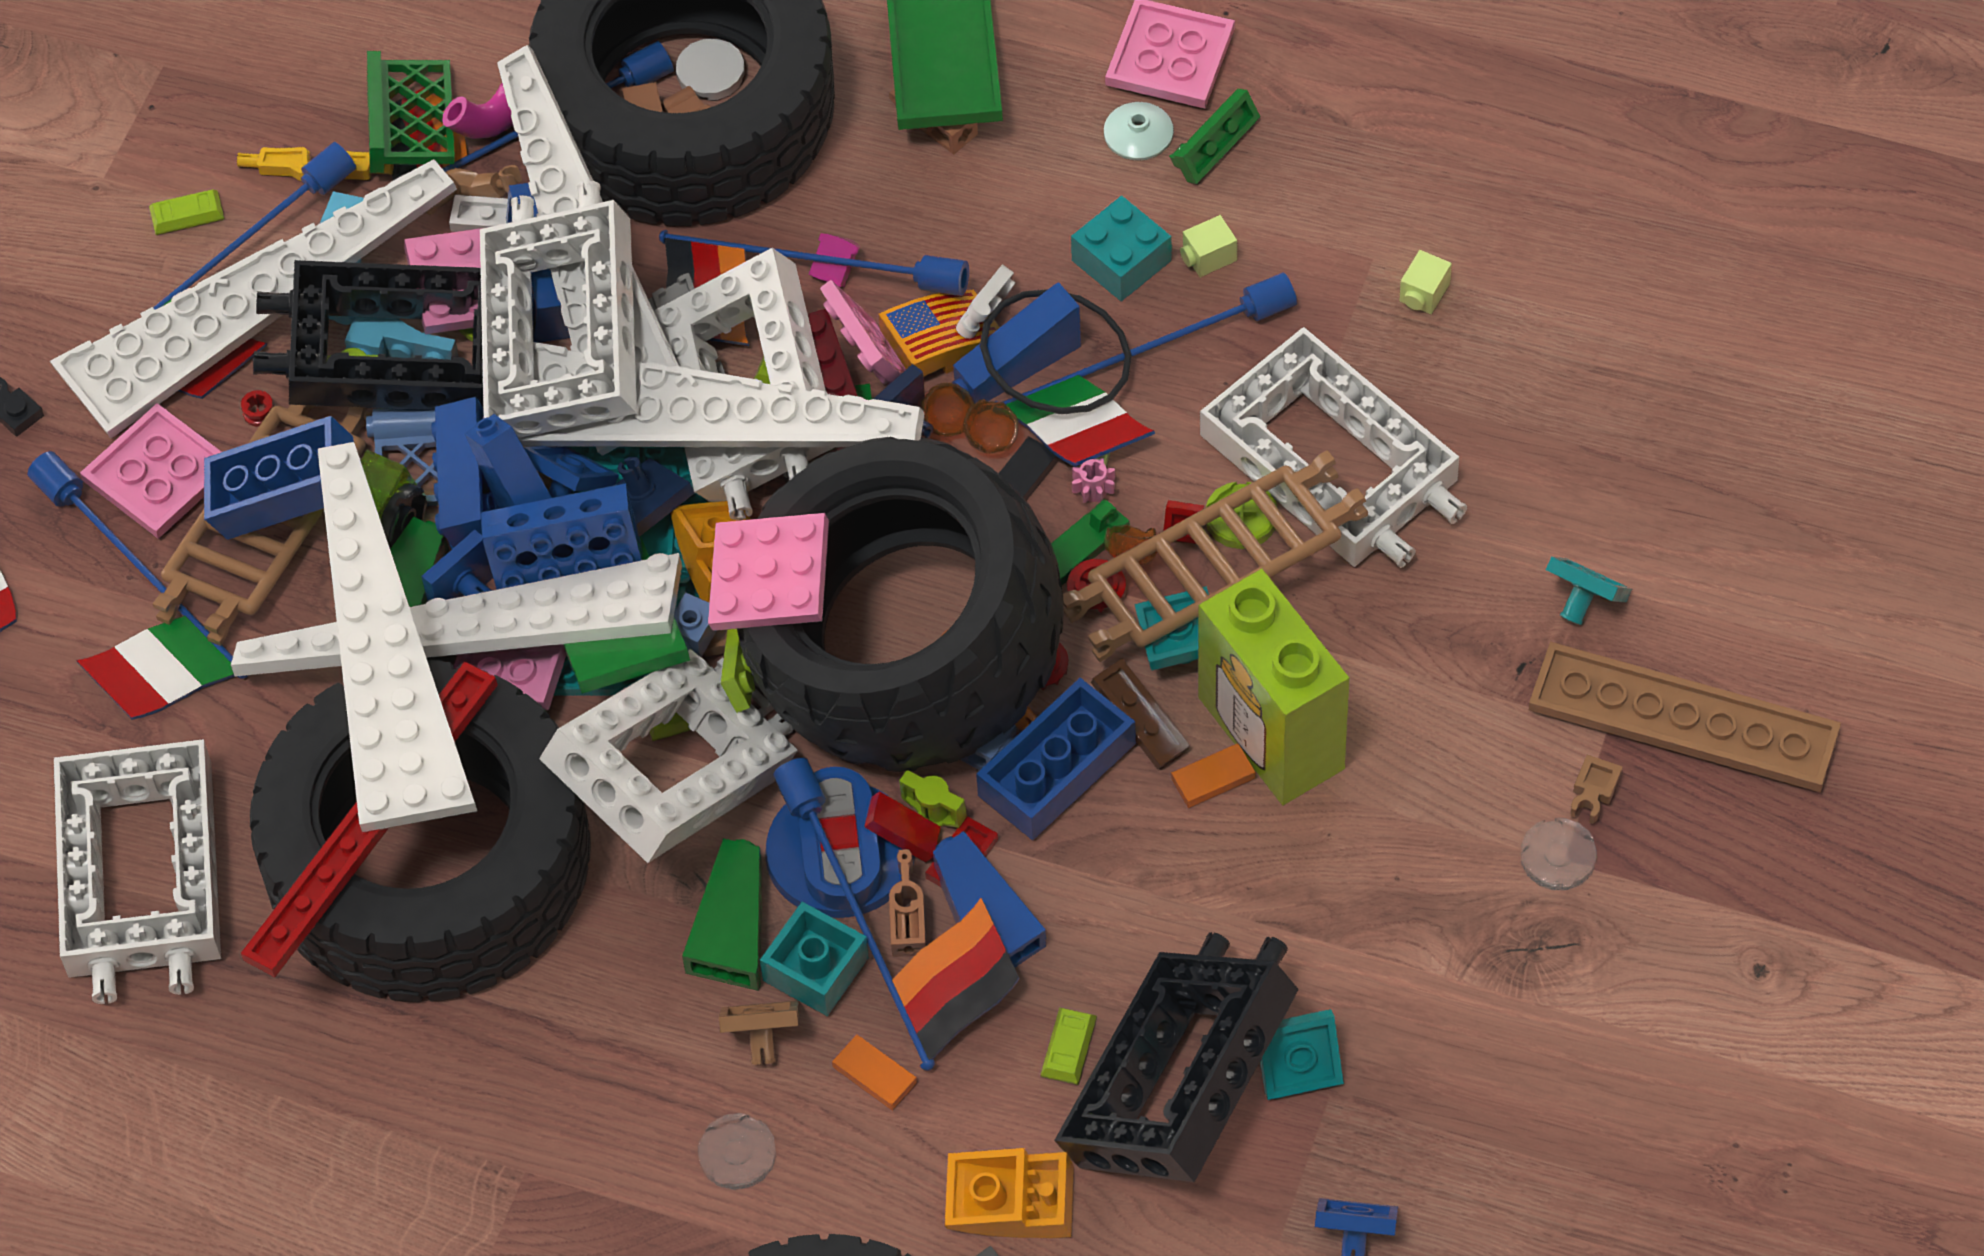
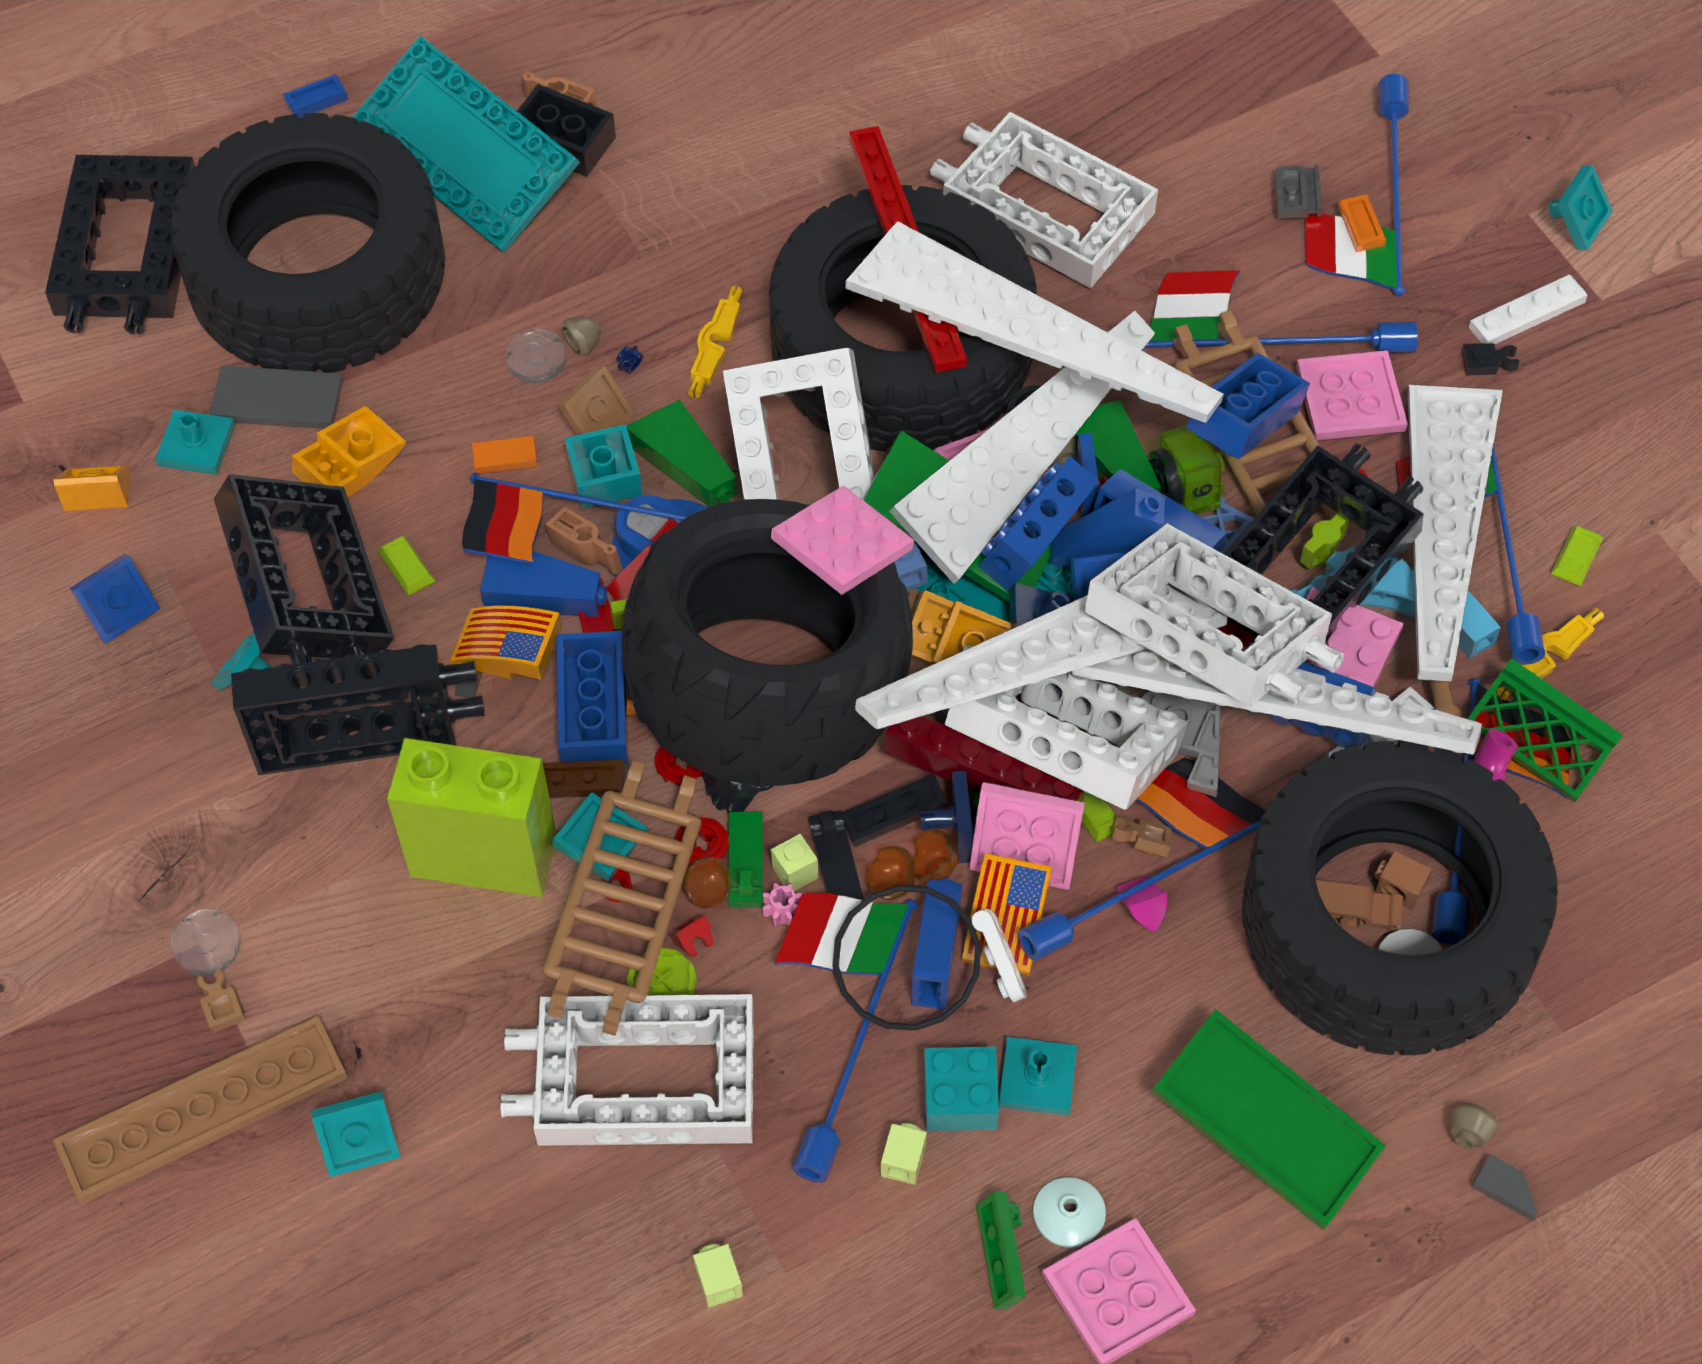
camera: 130 degrees right, 0 degrees up
(553, 1023) = (709, 353): none -> yellow piece
(667, 1057) = (629, 359): none -> clear blue plate
(679, 1120) = (581, 334): none -> dark tan cone
(1049, 220) = (1038, 1076): none -> teal tile
(1051, 497) = (794, 862): none -> yellowish green brick
(1065, 883) = (508, 640): none -> light orange slope
(1128, 889) = (468, 689): none -> dark grey piece
(1336, 909) = (274, 694): none -> black brick

